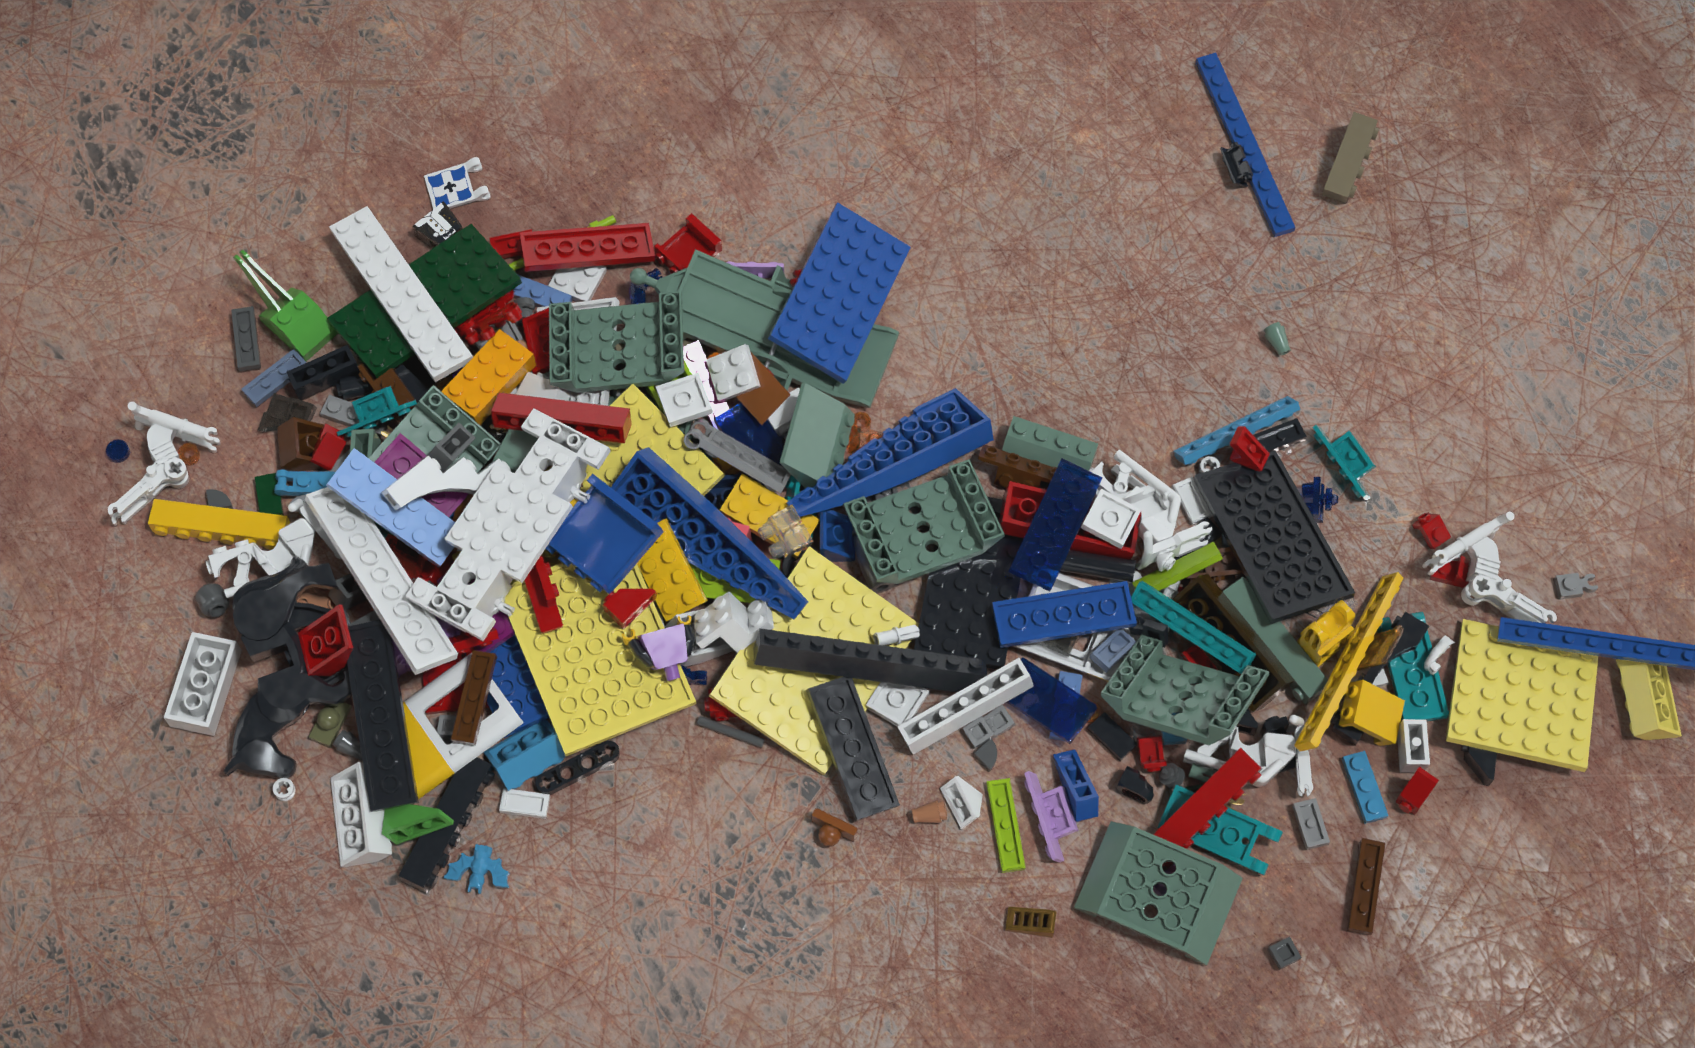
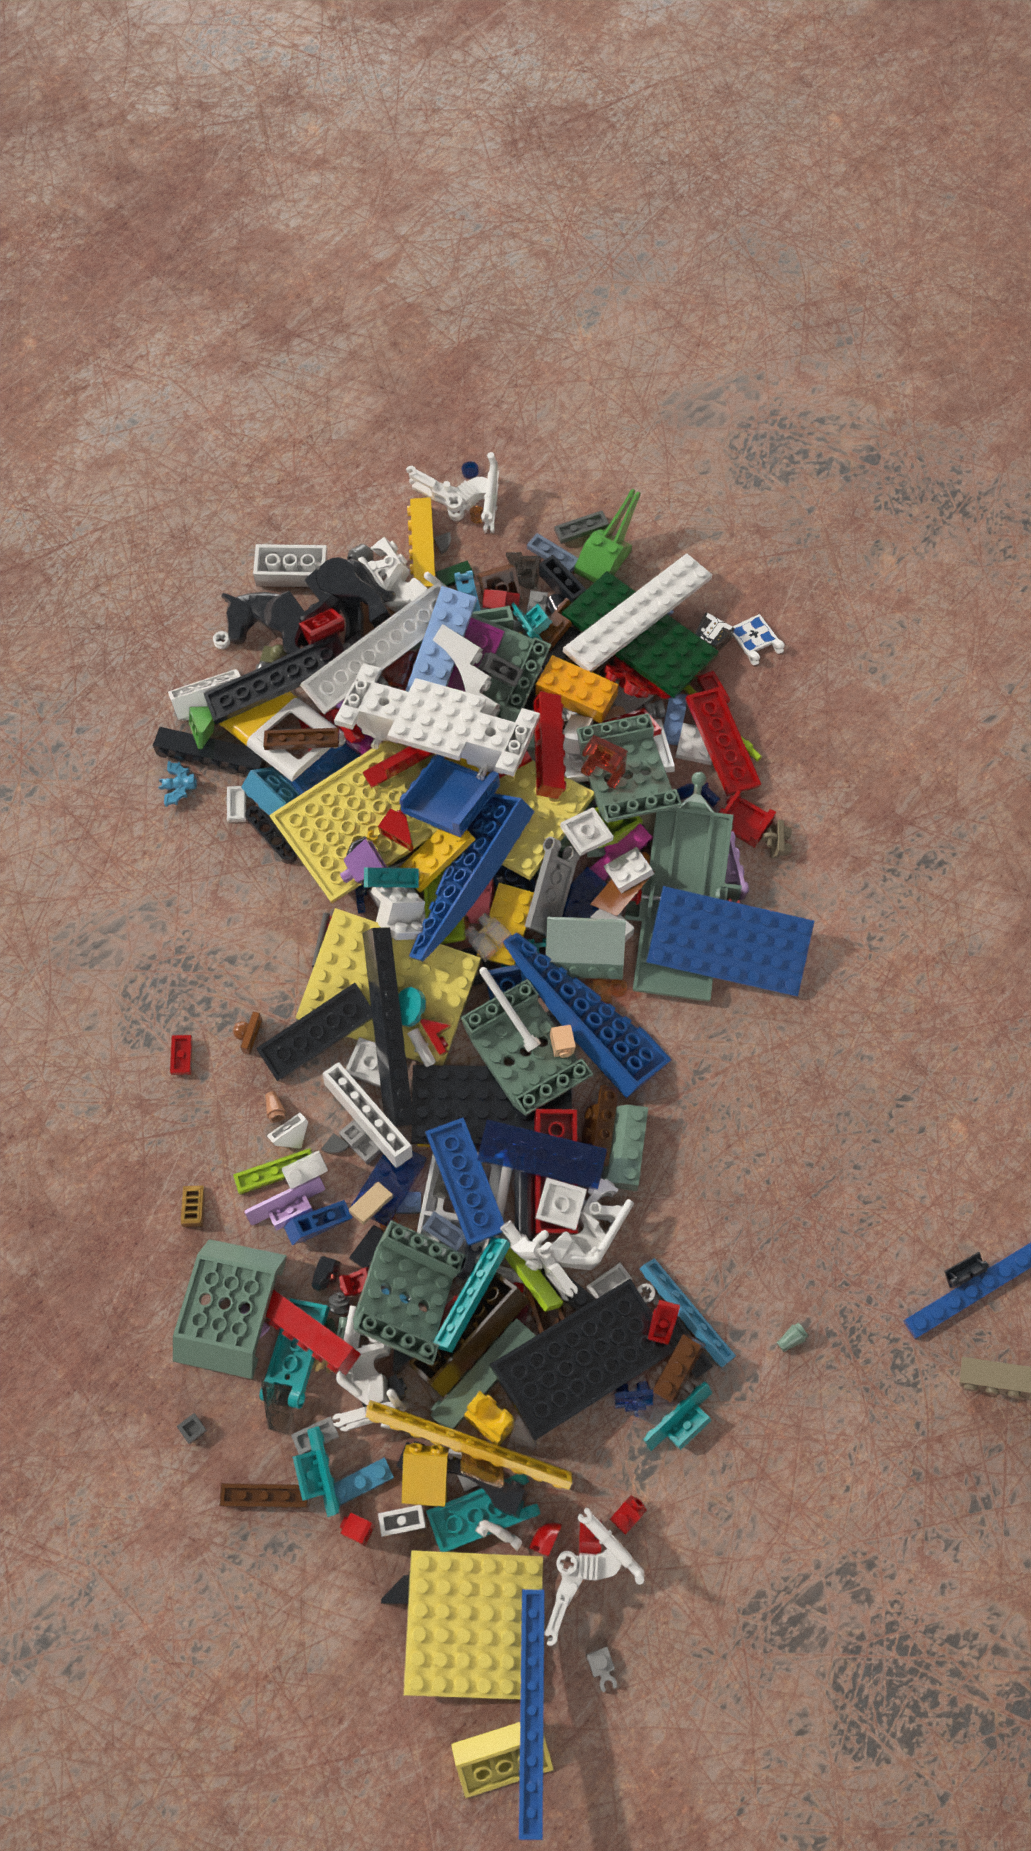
camera: 80 degrees right, 0 degrees up
(603, 352) = (607, 757): none -> clear red panel
(694, 618) = (391, 877): none -> teal plate
(722, 222) = (775, 839): none -> dark tan hips
(844, 910) = (181, 1054): none -> red plate
(852, 627) = (412, 1005): none -> teal tile
(883, 615) = (433, 1030): none -> red slope
(918, 516) = (529, 1040): none -> white piece
(925, 482) = (562, 1041): none -> light nougat brick
(1016, 785) = (304, 1169): none -> white brick
(1072, 716) = (370, 1203): none -> tan tile
(1154, 564) = (522, 1246): none -> white arm
(1275, 854) = (278, 1413): none -> clear smoke slope
(1297, 446) = (679, 1368): none -> reddish brown brick
(1354, 823) = (314, 1473): none -> teal bracket
(1445, 612) = (545, 1538): none -> red brick

